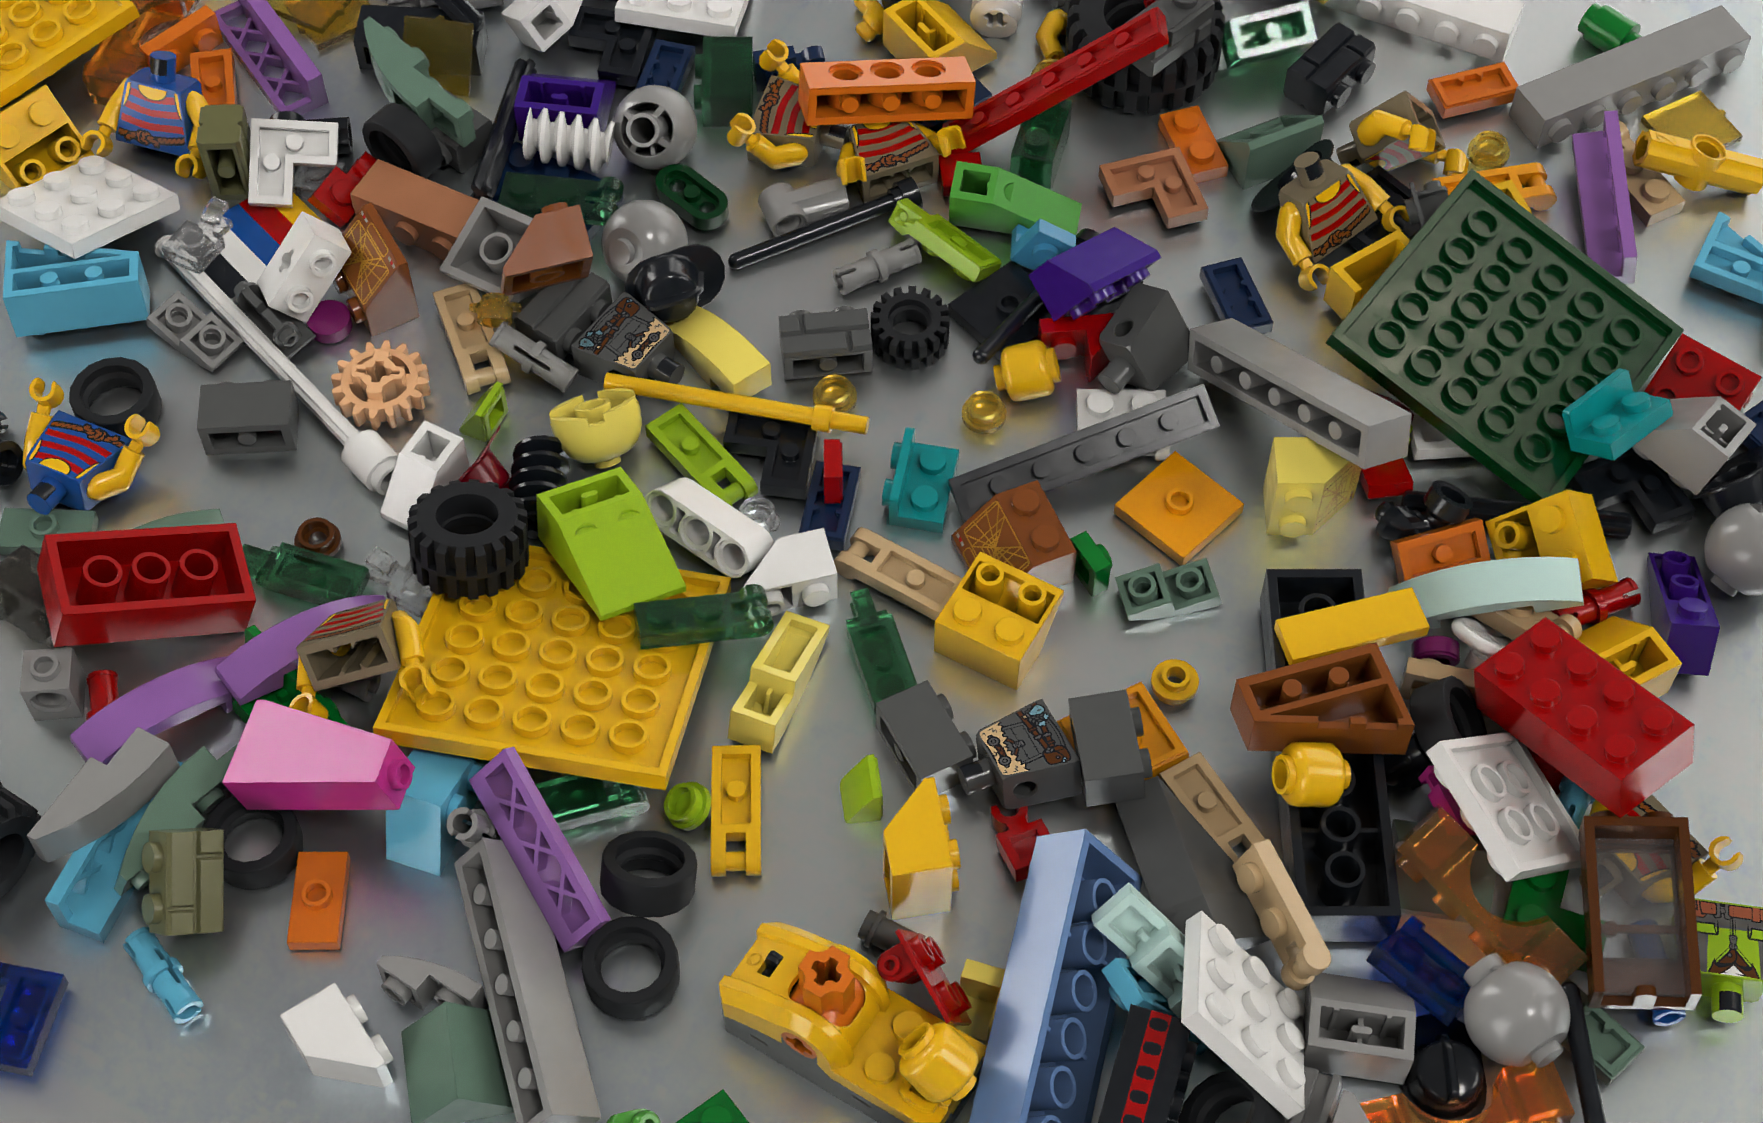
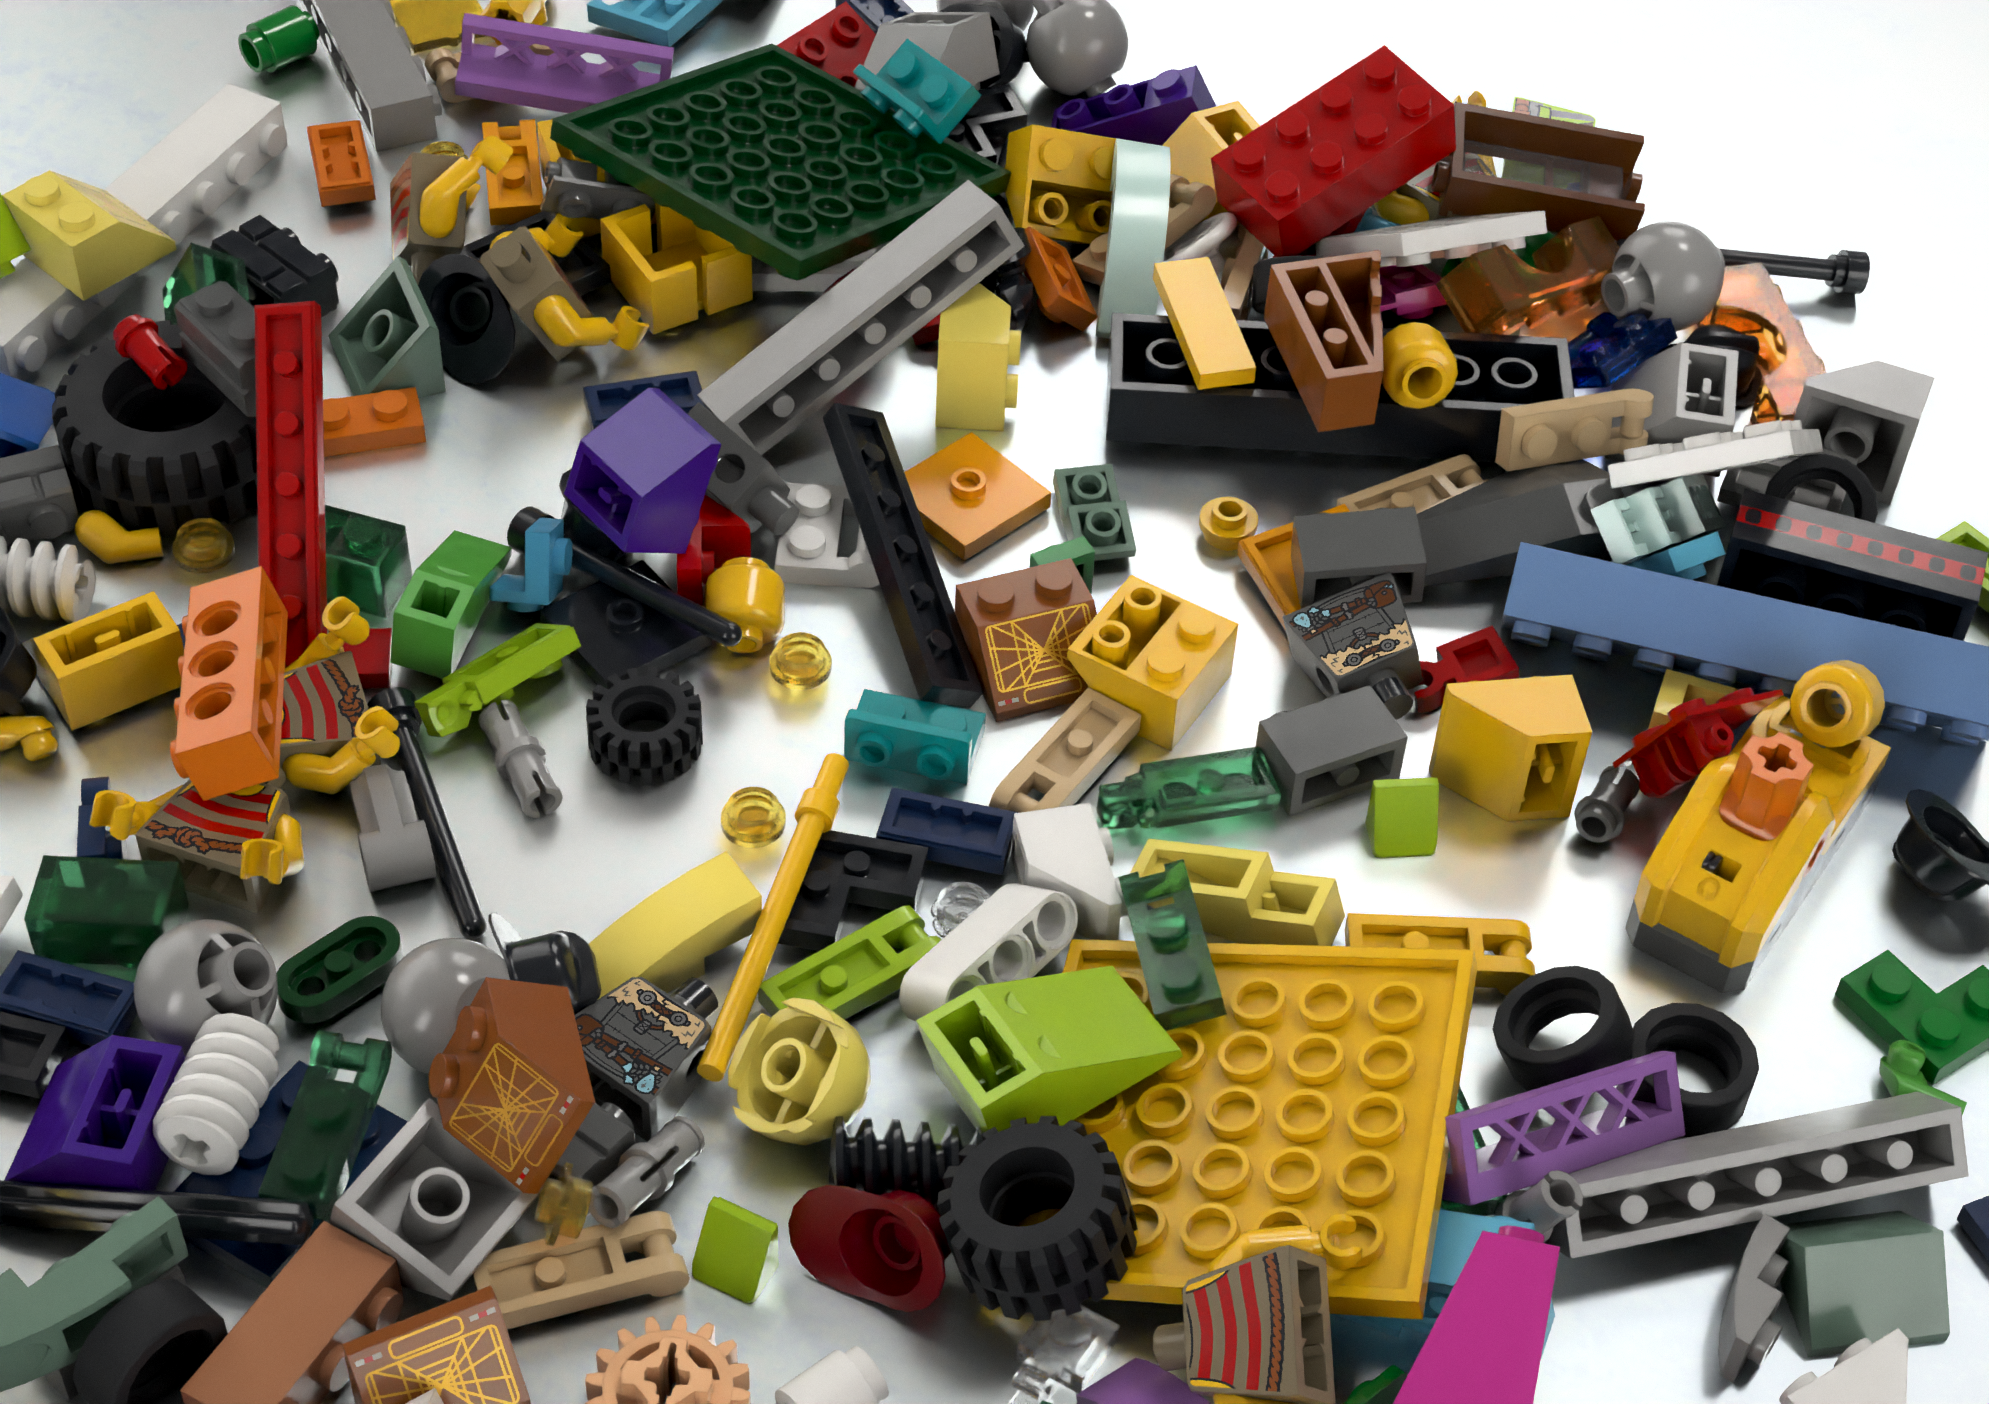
camera: 90 degrees left, 10 degrees down
(427, 460) = (877, 1304): white slope -> none
(825, 343) = (663, 814): dark grey brick -> none
(833, 471) = (922, 794): red tile -> none
(1157, 176) = (426, 448): nougat plate -> none

